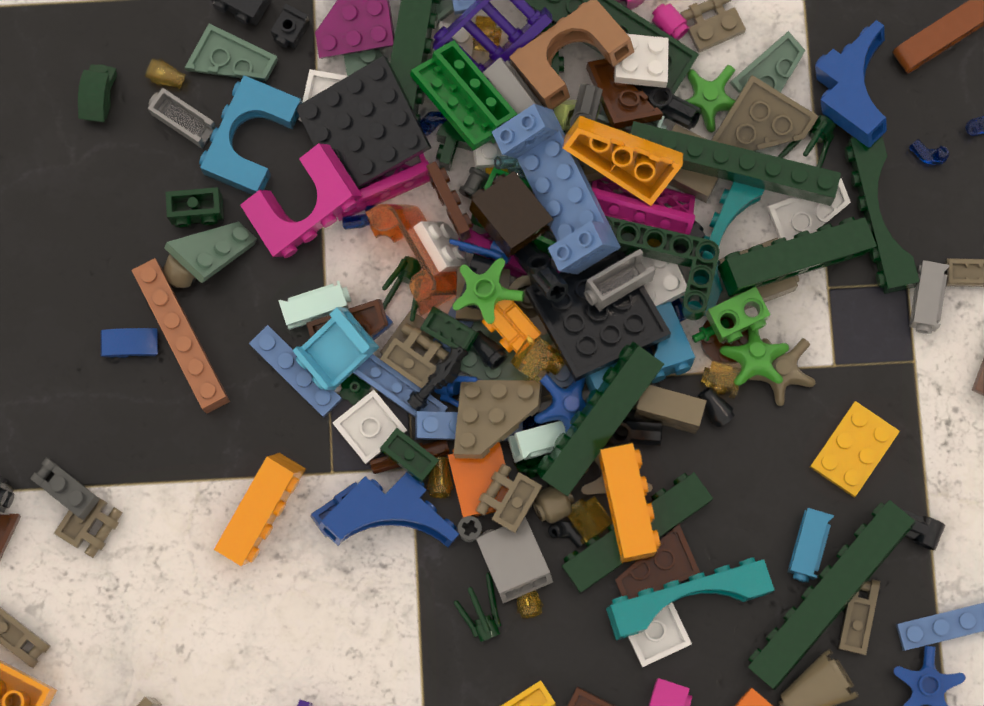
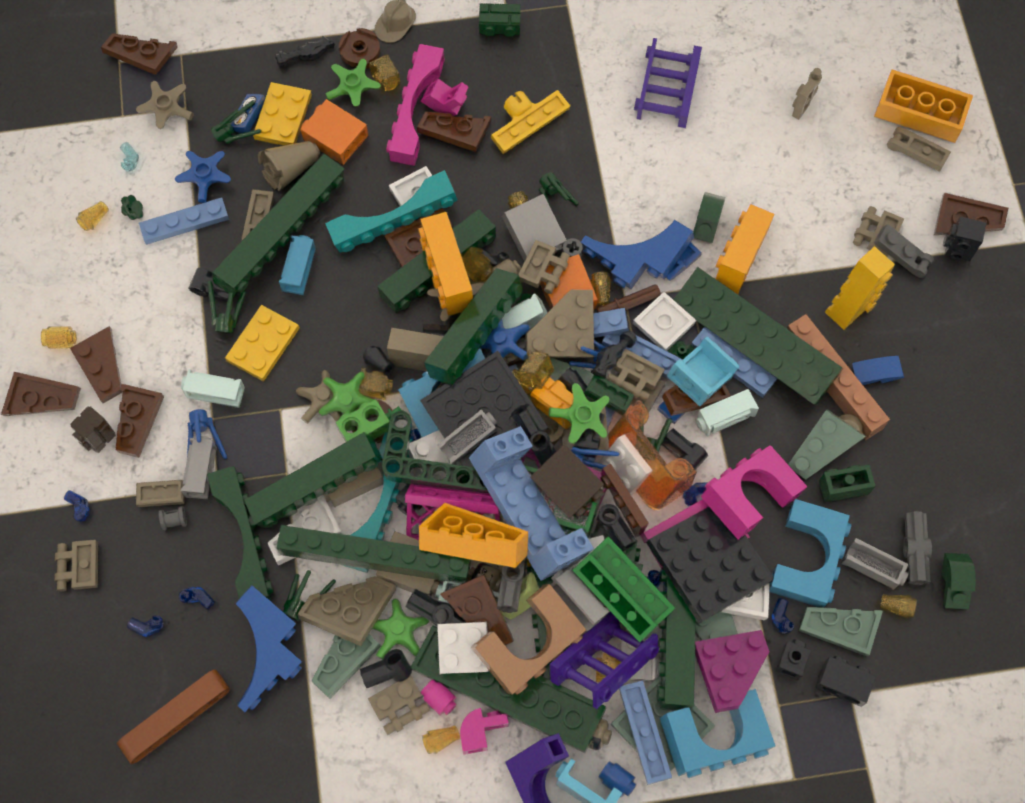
camera: 170 degrees right, 10 degrees down
(131, 132) = (917, 548): none -> dark grey piece
(133, 425) = (861, 288): none -> yellow wedge
(265, 391) = (758, 336): none -> dark green plate
(293, 560) = (708, 217): none -> dark green brick
(295, 72) = (780, 619): none -> clear blue arm
(366, 261) = (684, 449): none -> black piece
(409, 455) = (628, 294): dark green plate -> none
(461, 169) = (616, 529): none -> black piece
(726, 53) = (392, 666): none -> black piece
(899, 476) = (225, 322): none -> dark green plant
(914, 391) = (213, 388): none -> light aqua window
(930, 352) = (198, 423): none -> blue plant
(957, 241) = (172, 518): none -> dark grey bush

